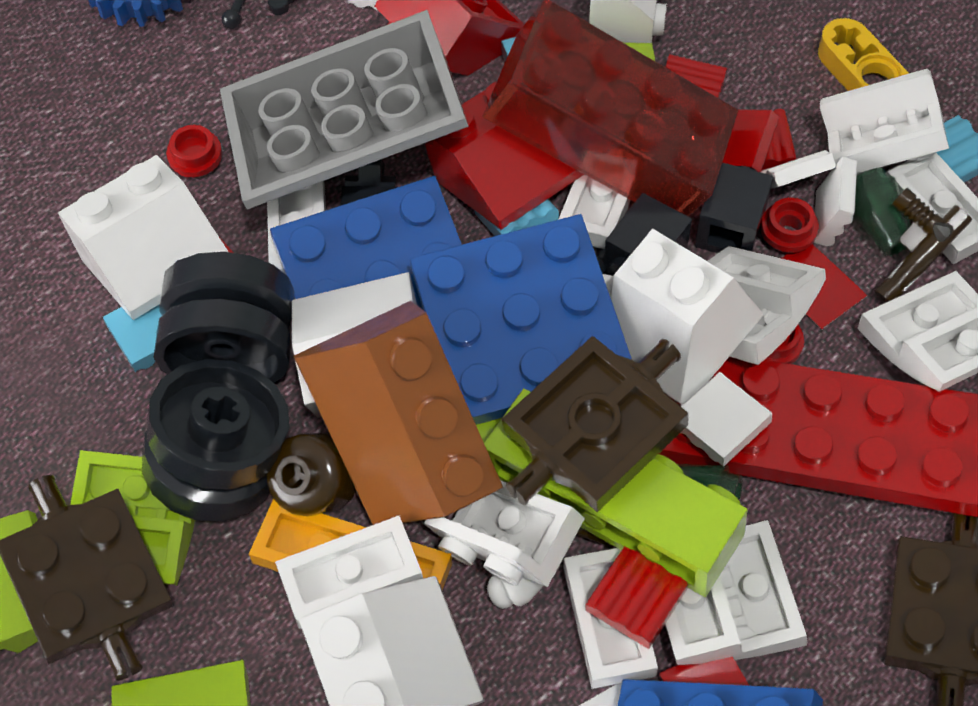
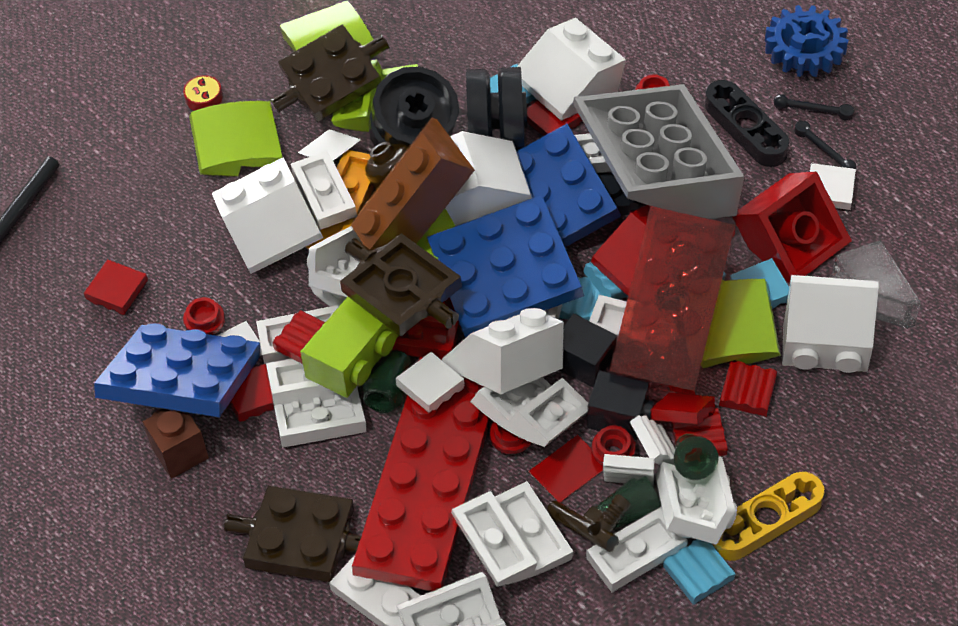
camera: 90 degrees right, 5 degrees down
(229, 585) = (333, 141): none -> white sticker
(291, 28) = (748, 138): none -> black beam
(824, 123) = (700, 463): none -> clear green cone

